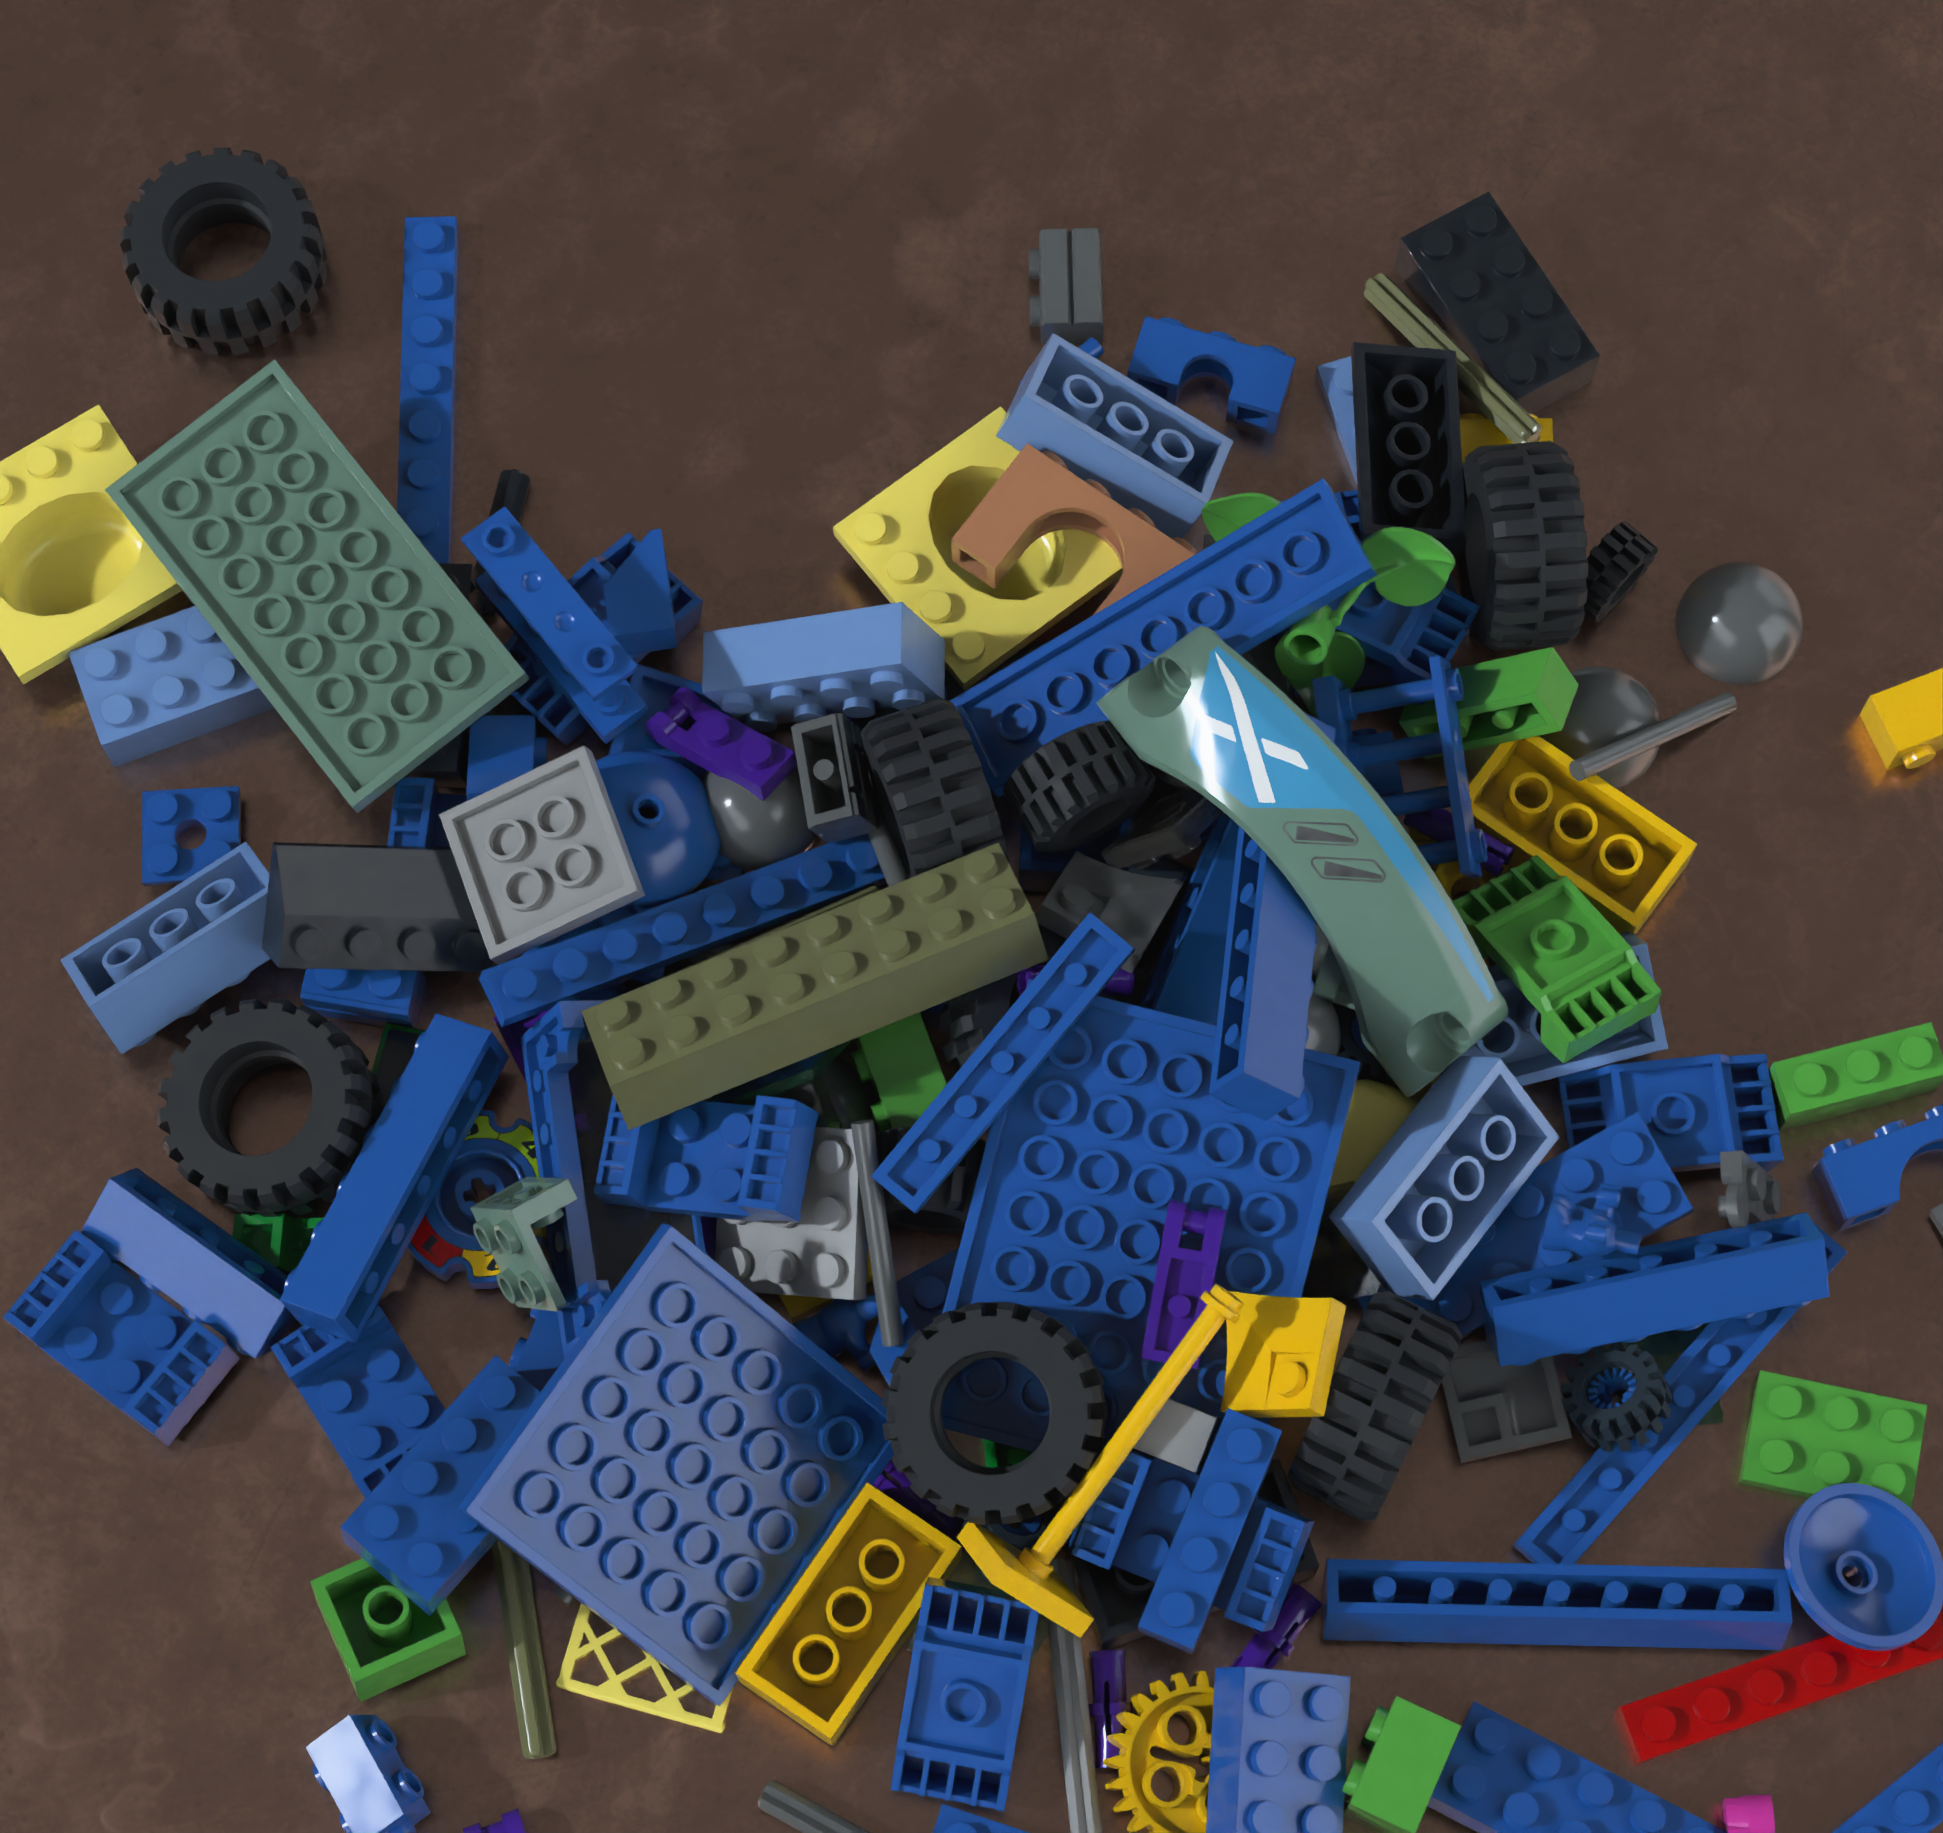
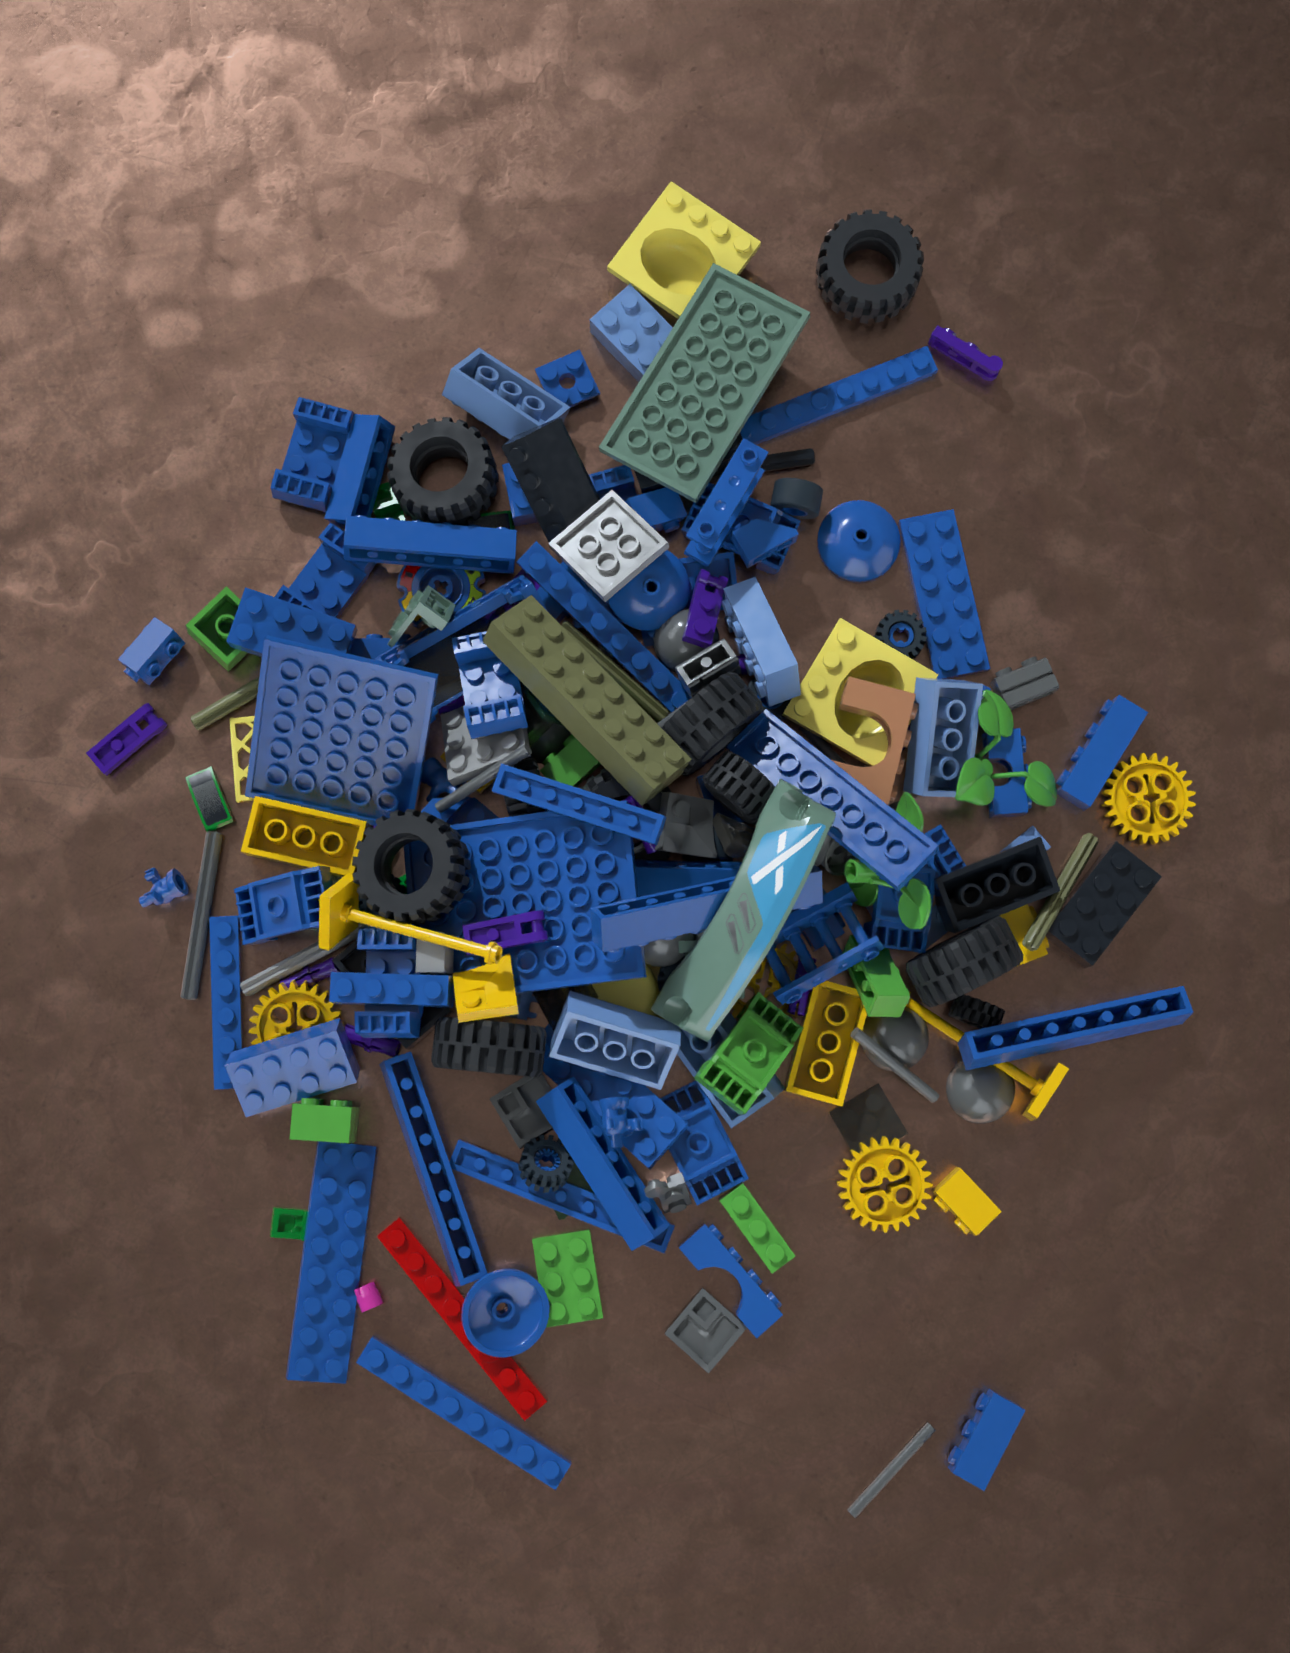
camera: 65 degrees right, 10 degrees up
(448, 161) = (965, 353): none -> dark purple plate
(584, 521) = (797, 497): none -> black wheel
(697, 1777) = (209, 799): none -> slope
(703, 487) = (857, 558): none -> blue dish
(854, 357) = (944, 594): none -> blue plate
(883, 432) = (902, 622): none -> black bush
(1222, 407) = (976, 775): none -> bright green plant
(1235, 212) = (1101, 752): none -> blue brick
(1333, 208) = (1174, 797): none -> yellow gear
(1695, 424) = (1074, 1028): none -> blue brick
(1737, 826) = (867, 1117): none -> clear smoke plate
(1782, 514) = (1039, 1088): none -> yellow tile
(1899, 843) = (890, 1210): none -> yellow gear

